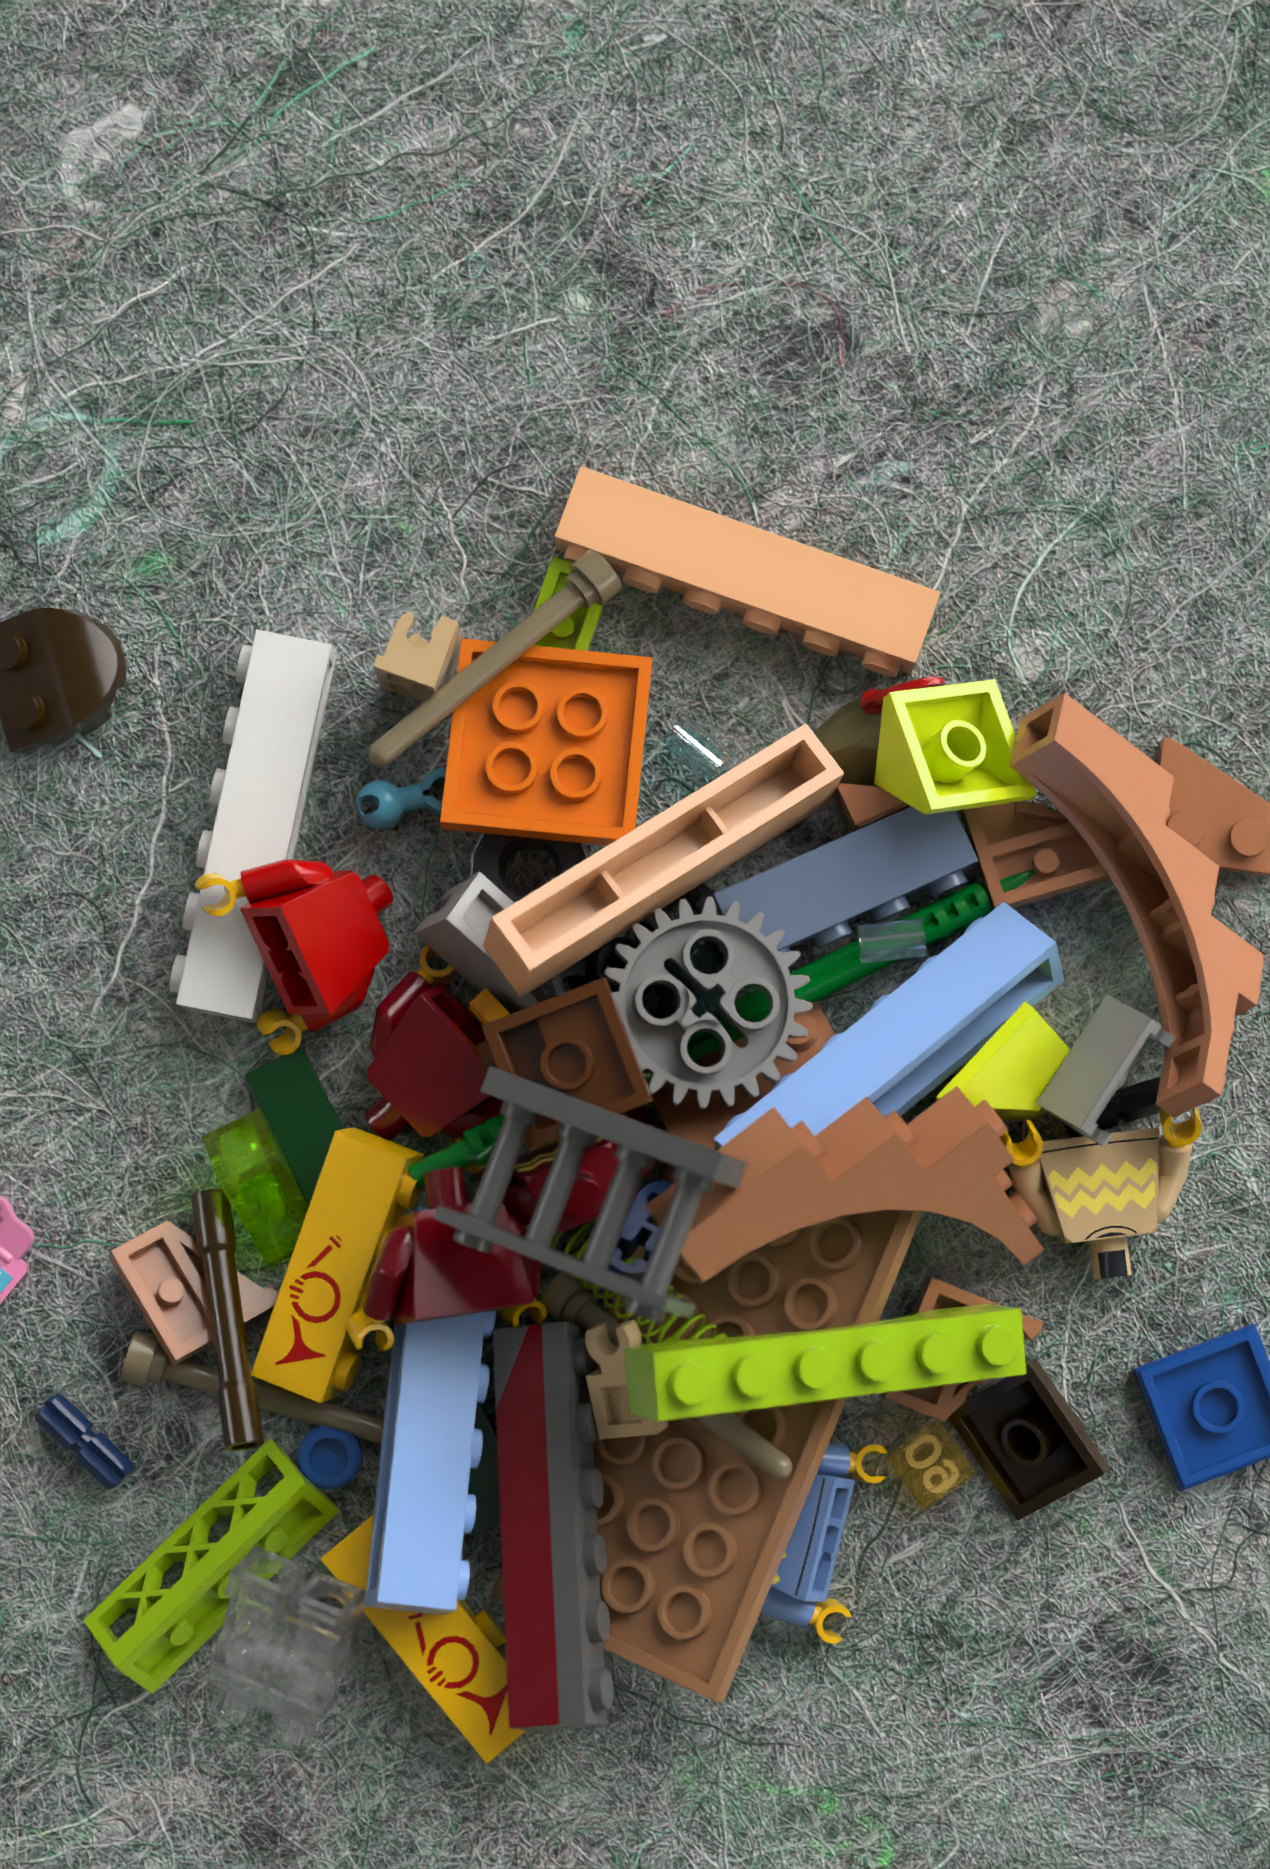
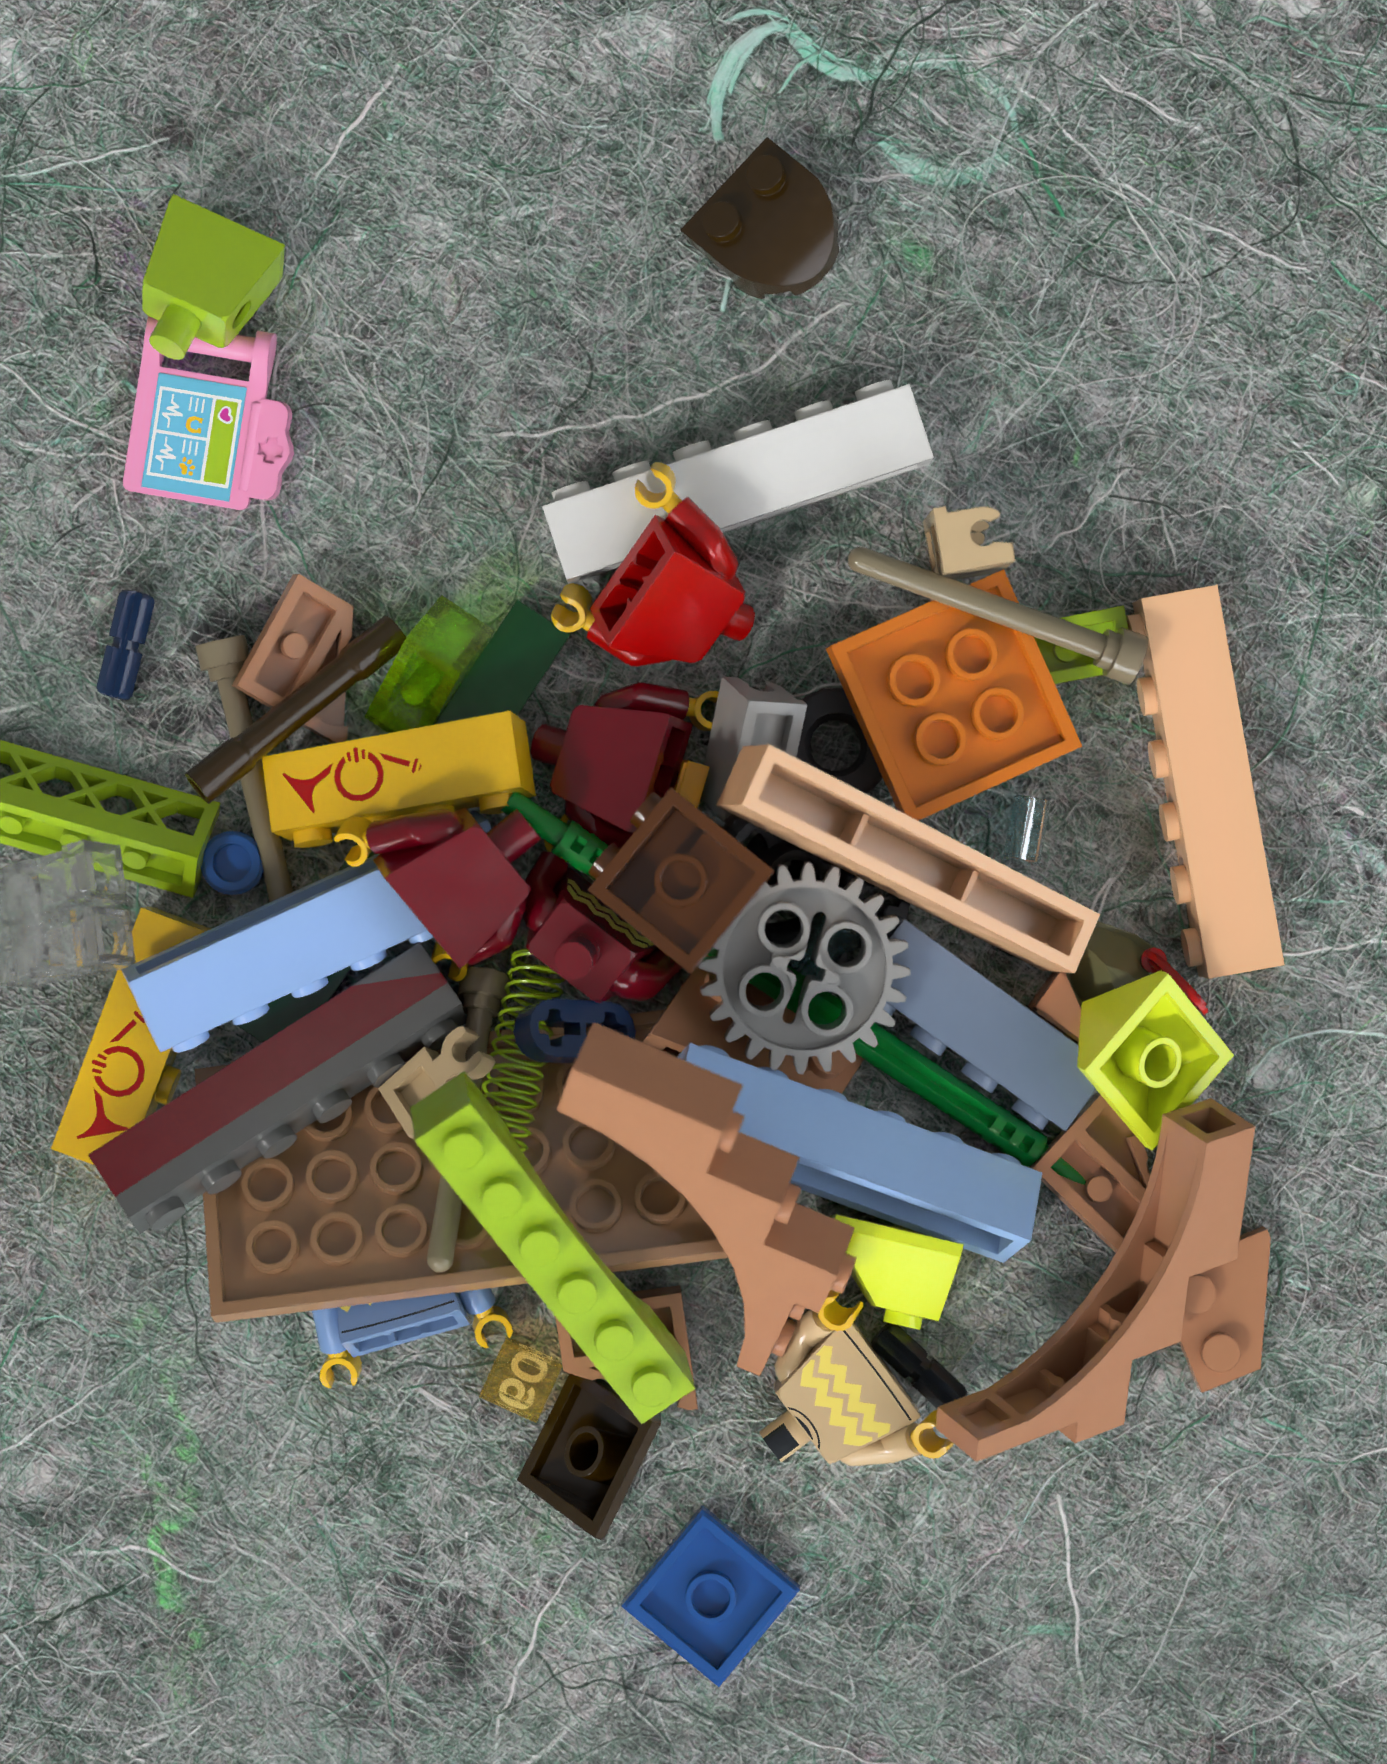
camera: 60 degrees right, 5 degrees up
(392, 801) = (827, 590): medium azure arm -> none
(637, 1150) = (637, 990): dark grey fence -> none
(891, 940) = (952, 1096): clear light blue piece -> none
(1099, 1066) = (944, 1338): light grey hinge -> none

